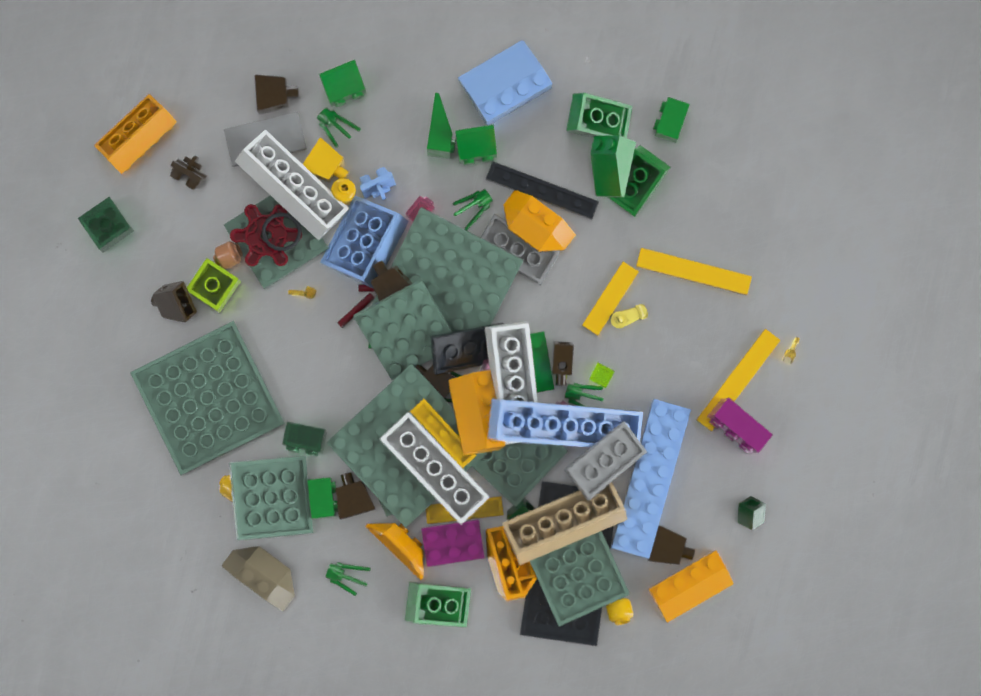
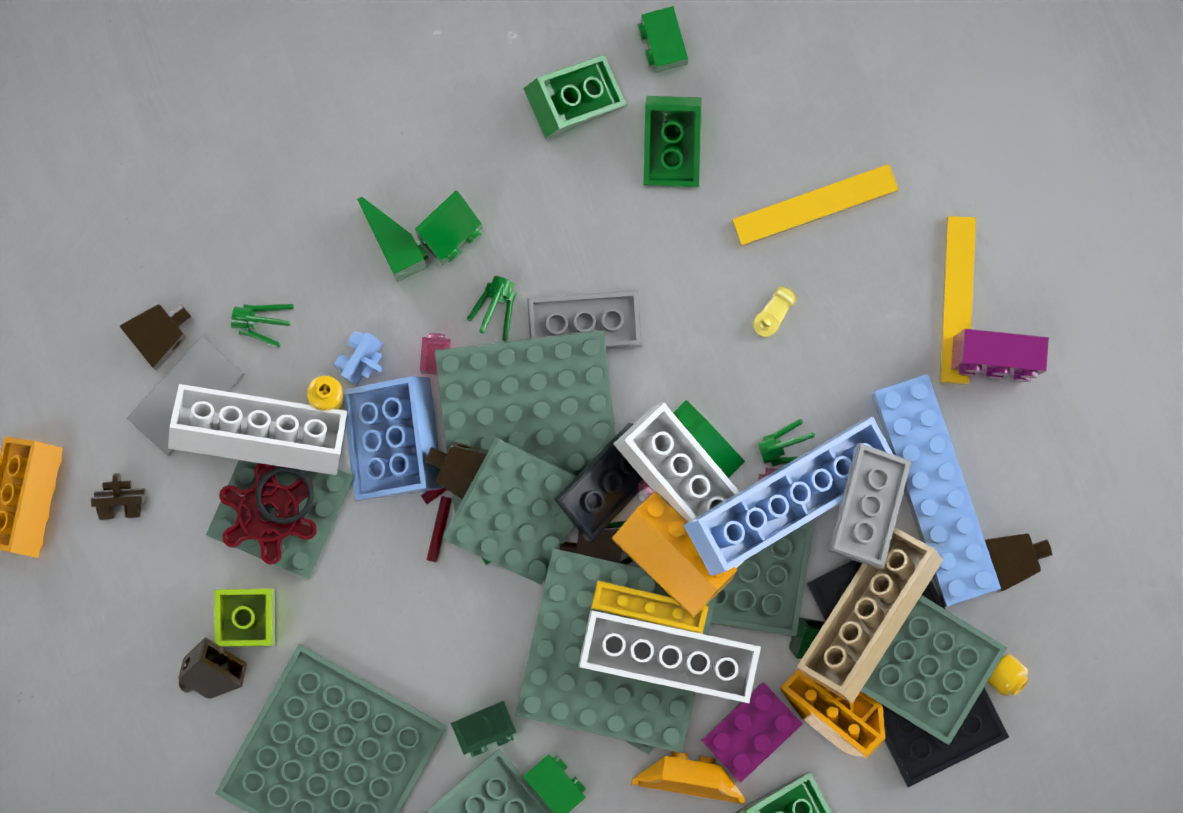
camera: 30 degrees left, 0 degrees up
(105, 224) = (61, 632): clear green brick -> none
(228, 255) = (237, 568): nougat head -> none
(309, 292) = (368, 546): clear yellow hand -> none
(325, 162) = (279, 374): yellow torso -> none
(343, 83) = (236, 264): green slope -> none
(352, 498) = (592, 760): dark brown torso -> none
(491, 507) = (709, 708): yellow tile -> none
(505, 82) = (431, 129): light blue slope -> none
(536, 223) = (586, 275): light orange wedge -> none
(542, 190) = (565, 230): black tile -> none
(562, 353) = (726, 410): dark brown torso -> none
(601, 375) = (790, 405): clear neon green tile -> none
(610, 298) = (737, 306): yellow tile -> none
(611, 164) = (629, 142): green slope -> none
(691, 586) = (1071, 586): light orange slope -> none
(751, 513) = (1084, 449): dark green panel -> none
(791, 352) = (998, 224): clear yellow hand -> none

